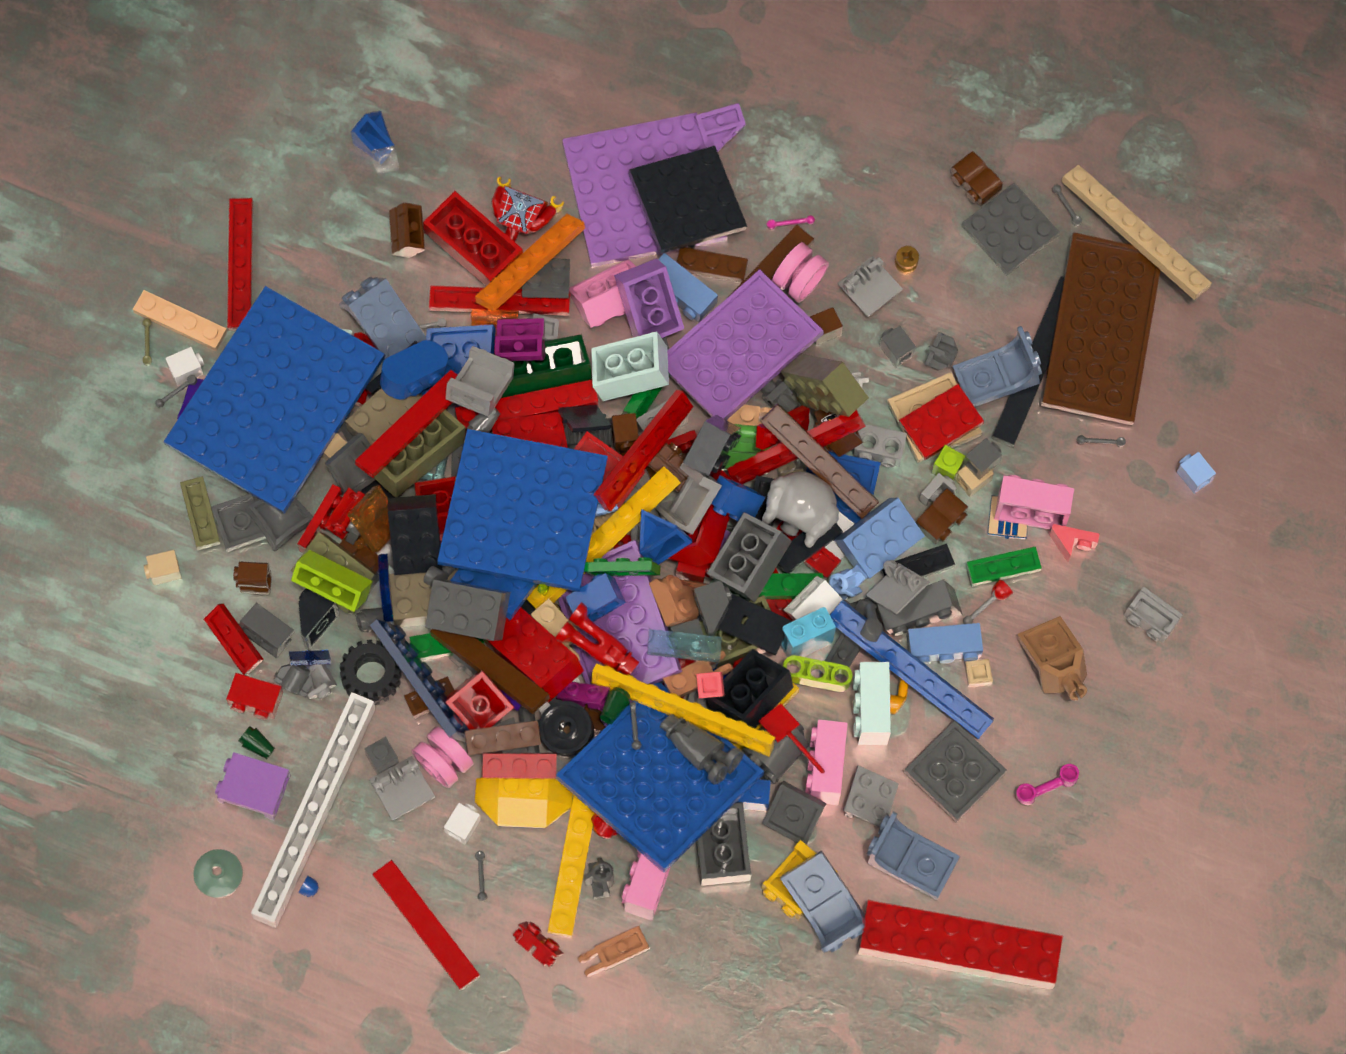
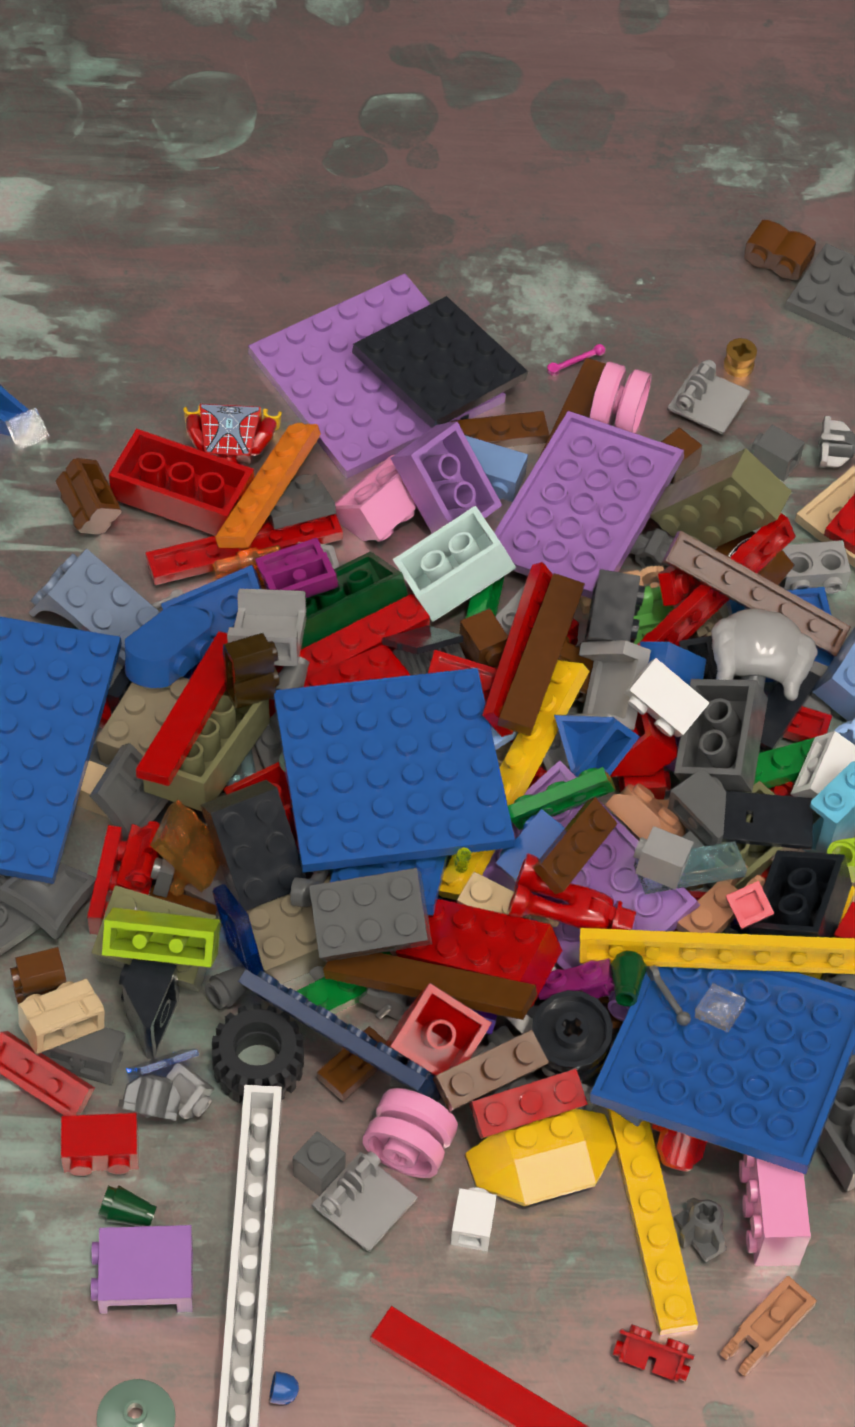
camera: 20 degrees left, 15 degrees down
(256, 607) = (60, 1015): none -> tan brick
(455, 412) = (250, 670): none -> dark brown brick
(480, 856) = (516, 1260): dark grey hinge -> none
(614, 607) = (575, 845): none -> reddish brown plate
(652, 460) = (541, 655): none -> reddish brown tile
(660, 746) = (720, 1007): none -> clear plate
(663, 636) = (663, 857): none -> light grey brick
(701, 748) = (778, 991): dark grey piece -> none
(715, 524) = (665, 699): none -> white brick
(720, 125) = (441, 276): medium lavender wing -> none

